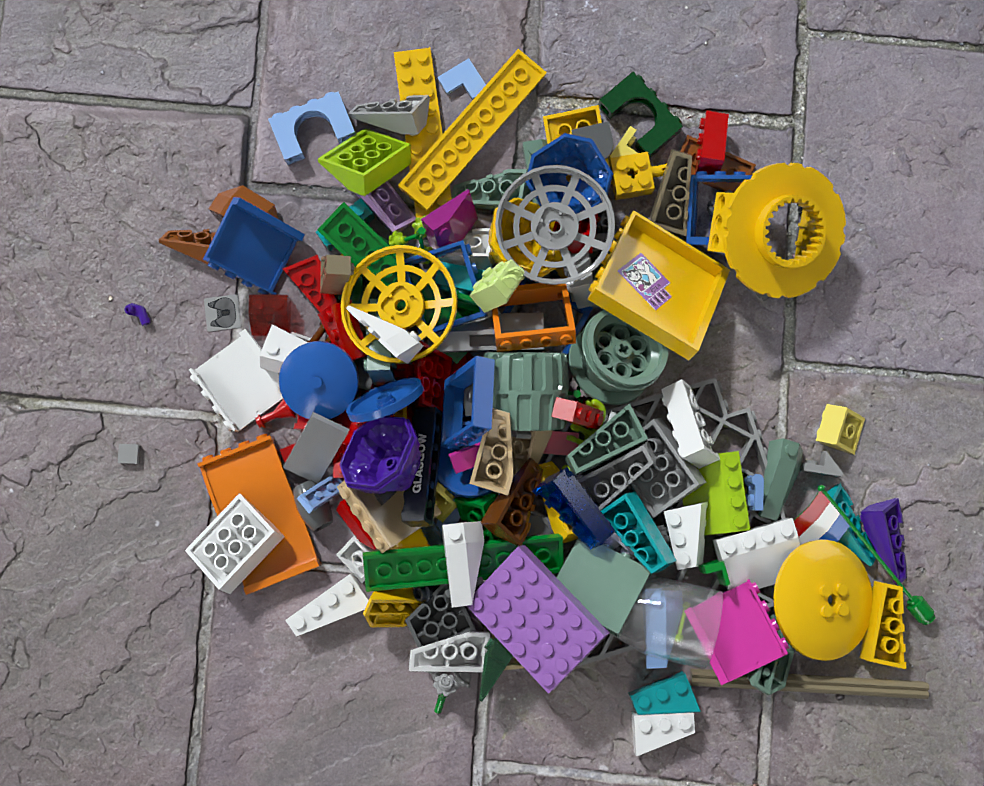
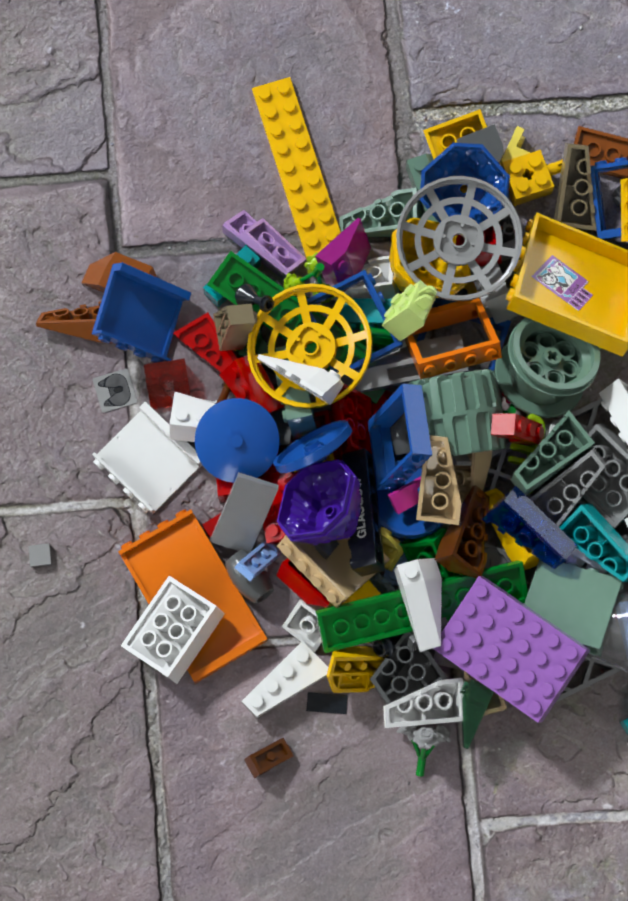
camera: 10 degrees left, 5 degrees down
(138, 311) = (25, 402): dark purple arm -> none
(281, 411) = (201, 481): red piece -> none
(286, 124) = (194, 157): light blue arch -> none
(302, 674) = (268, 757): none -> reddish brown plate
(352, 247) = (247, 295): none -> black piece
(363, 631) = (326, 703): none -> black sticker
(366, 160) = (246, 204): lime slope -> none
(400, 116) = (271, 154): light grey wedge -> none
(462, 75) = (333, 101): light blue tile -> none
(472, 130) = (350, 156): yellow plate -> none
(559, 445) = (501, 469): coral sticker -> none
(633, 90) = (514, 89): dark green arch -> none
(711, 142) = (606, 129): red wedge -> none

